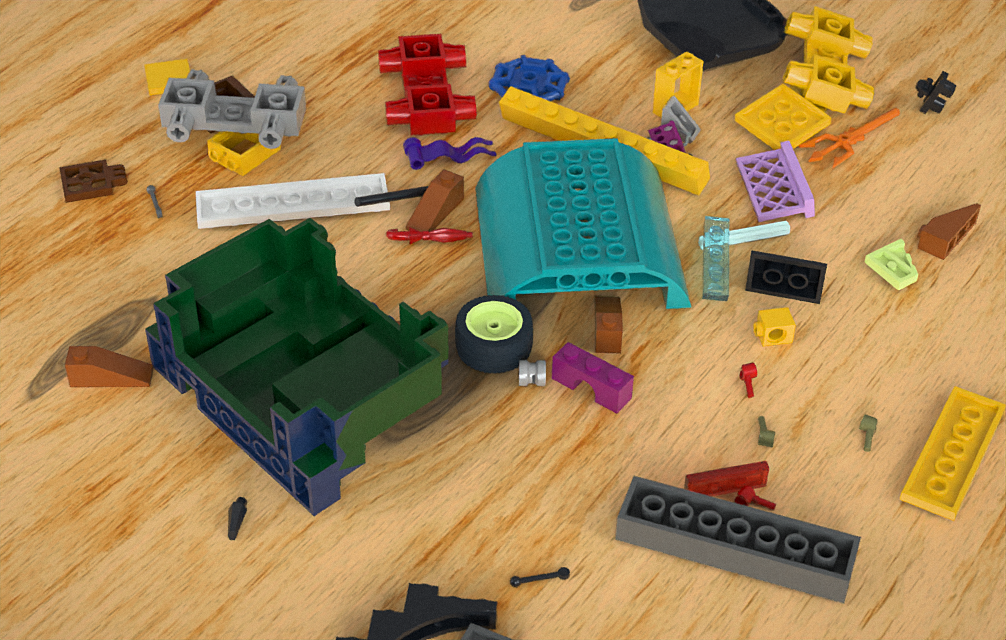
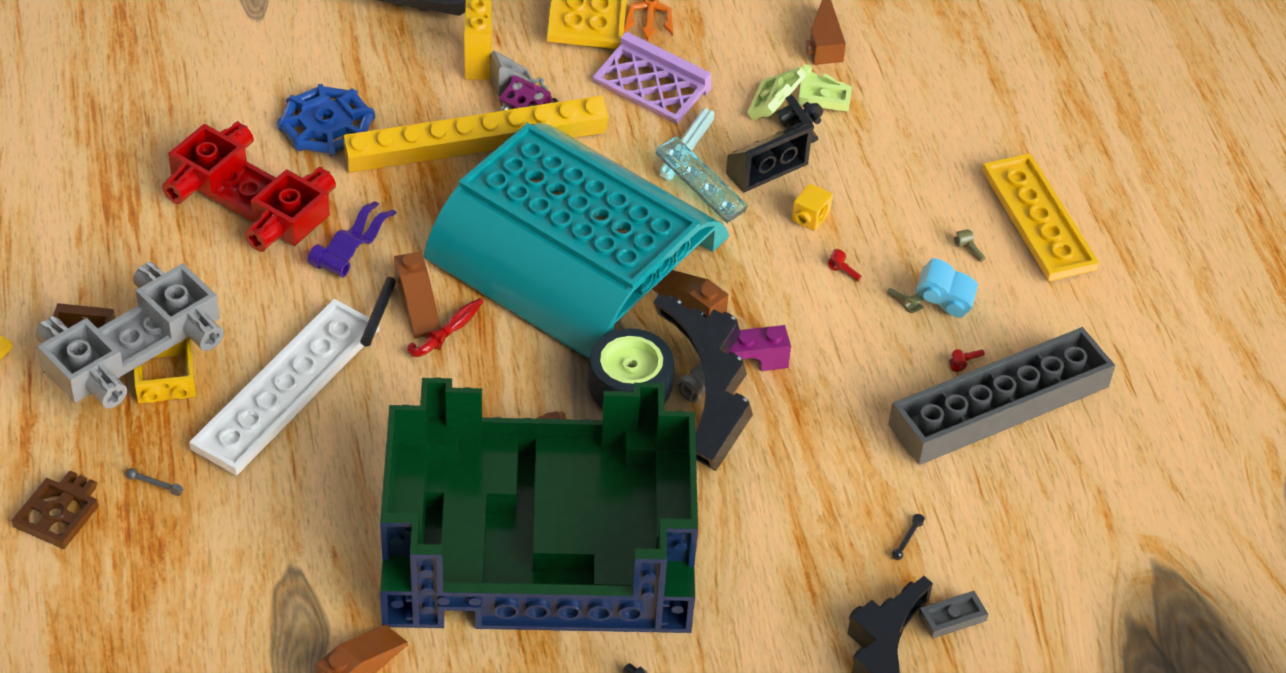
camera: 50 degrees left, 5 degrees up
(539, 371) = (723, 412): none -> black arch
(728, 479) = (936, 357): clear red tile -> none
(798, 441) = (947, 287): none -> medium azure brick
(848, 270) = (794, 112): none -> black hips
(852, 241) = (773, 92): none -> yellowish green wing

